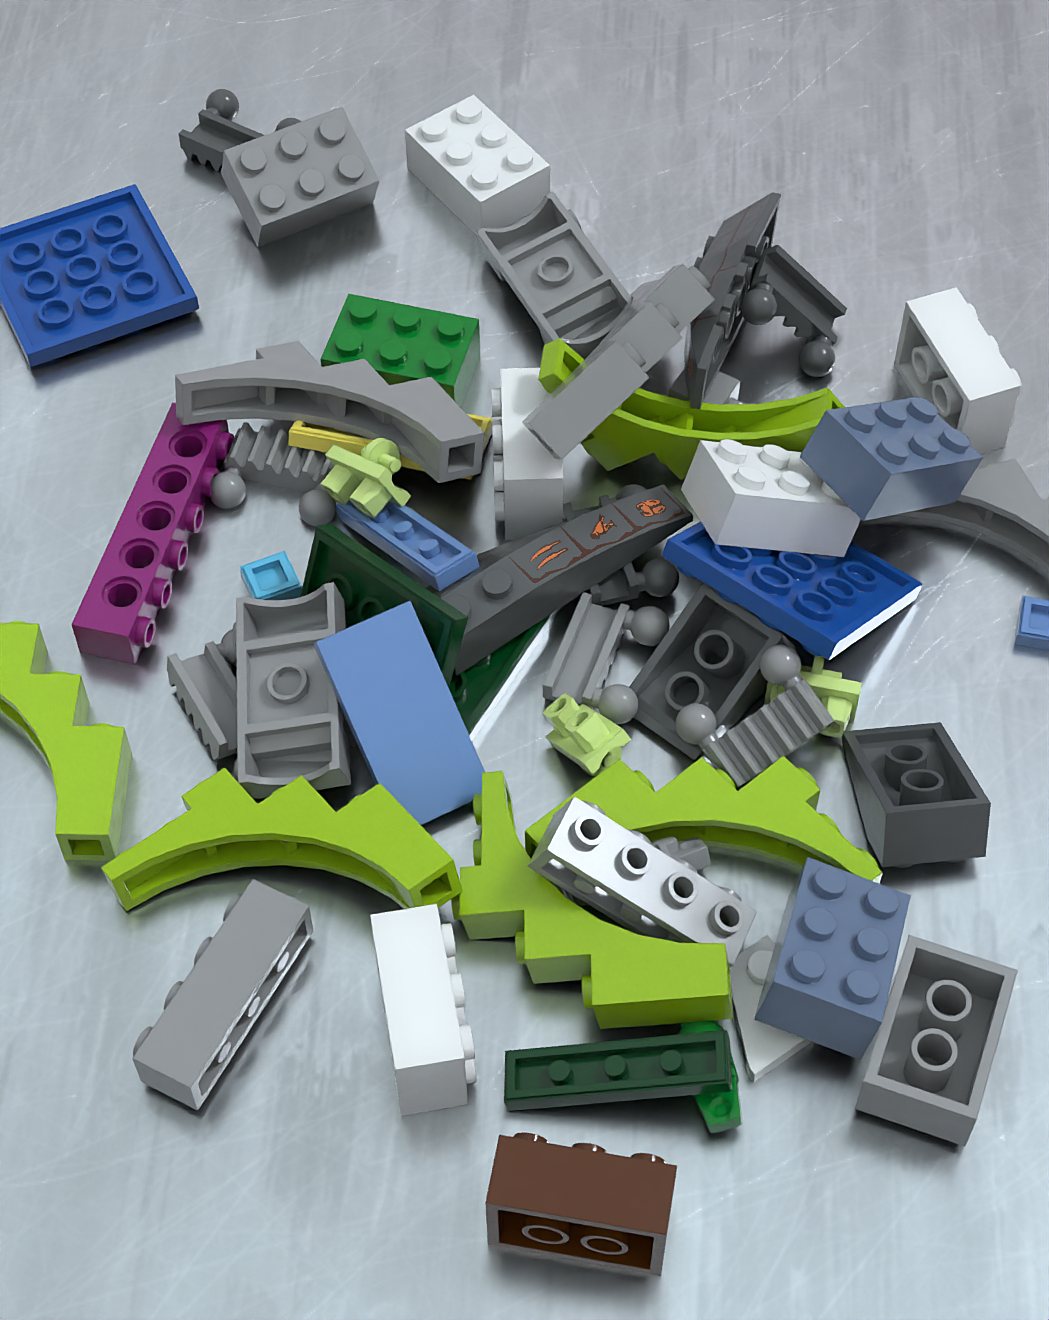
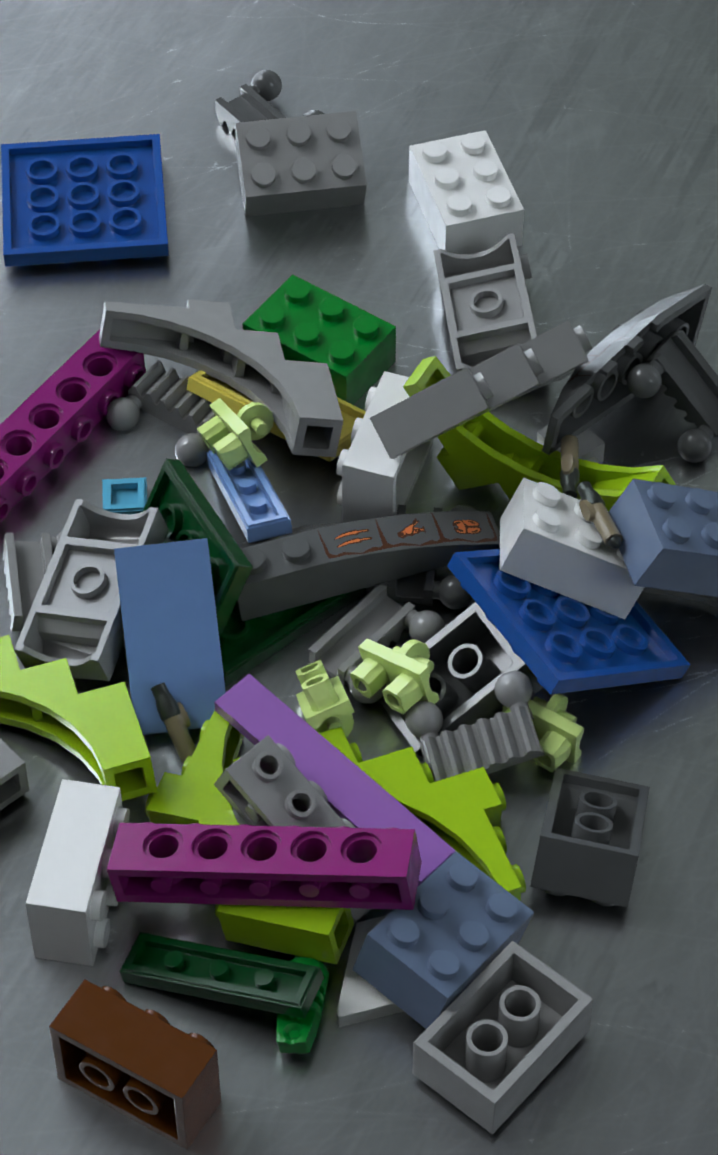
camera: 20 degrees right, 5 degrees down
(441, 807) = (175, 720): none -> piece
(614, 964) = (265, 865): none -> magenta brick
(652, 680) = (402, 669): none -> yellowish green hips
(682, 833) = (348, 789): none -> medium lavender tile
(733, 422) = (570, 465): none -> piece
(790, 455) = (594, 511): none -> dark tan piece

